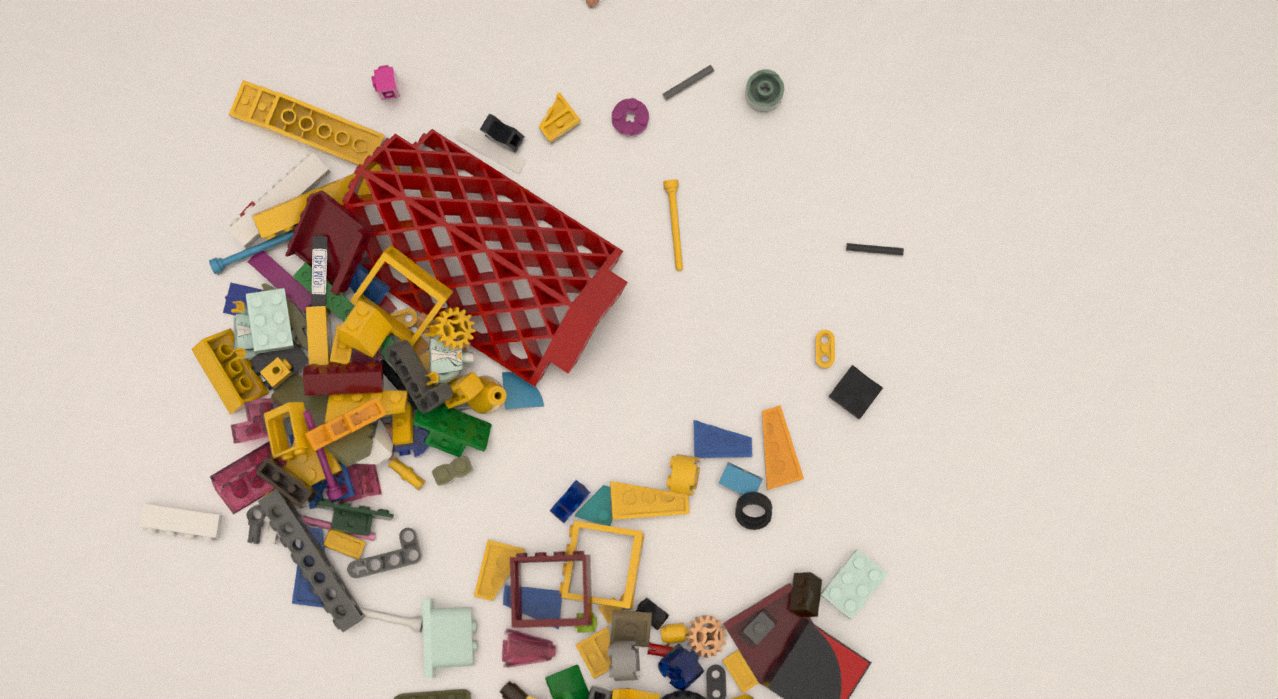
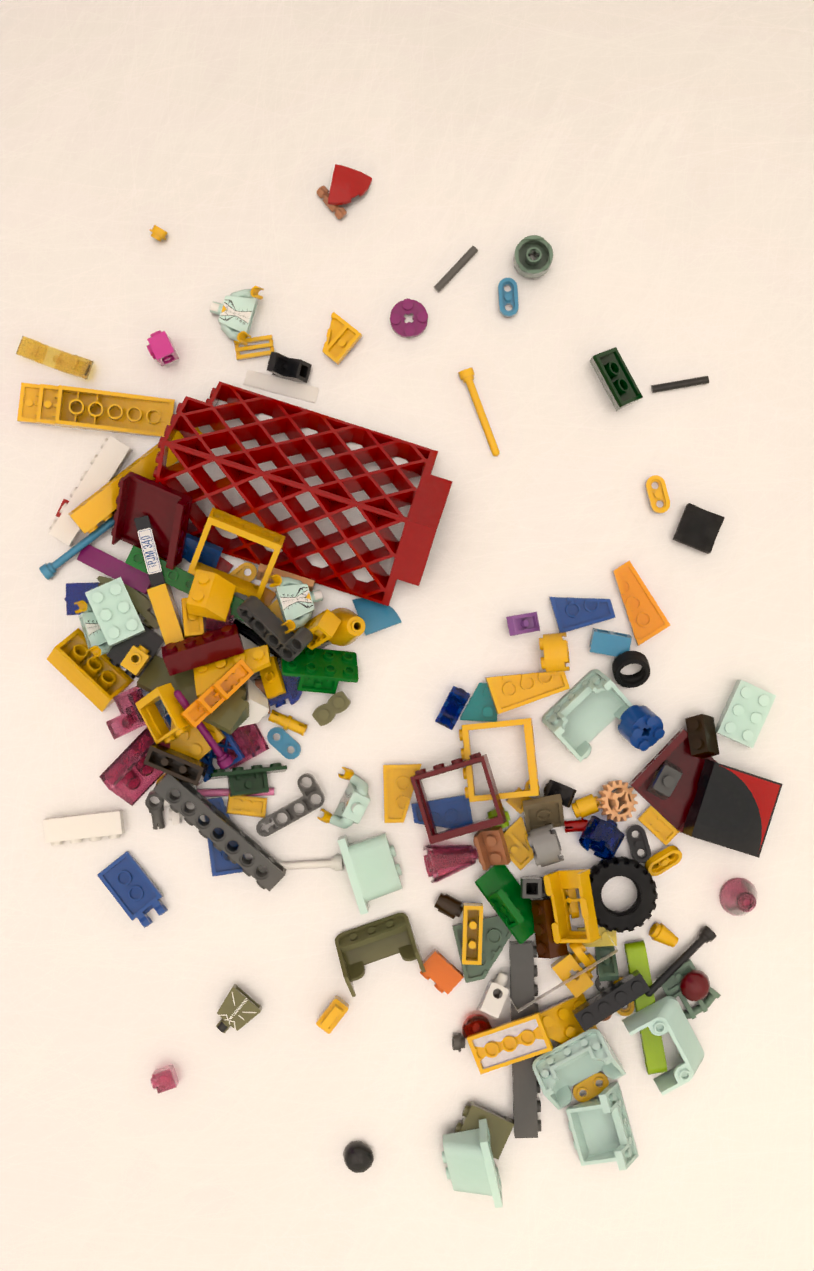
camera: 15 degrees left, 5 degrees up
(210, 595) = (132, 888): none -> blue tile
(281, 65) = (54, 358): none -> clear yellow slope
(397, 492) = (284, 742): none -> dark azure plate
(447, 569) = (351, 804): none -> light aqua torso
(461, 325) = (302, 567): yellow gear -> none
(467, 69) = (237, 313): none -> light aqua torso
(474, 105) = (252, 340): none -> yellow tile
(571, 648) = (491, 847): none -> nougat bracket
(660, 438) = (523, 623): none -> medium lavender slope
(699, 542) = (585, 712): none -> light aqua windscreen
(730, 123) = (508, 298): none -> dark azure plate
(748, 569) = (641, 727): none -> blue brick
(814, 227) = (615, 378): none -> dark green slope

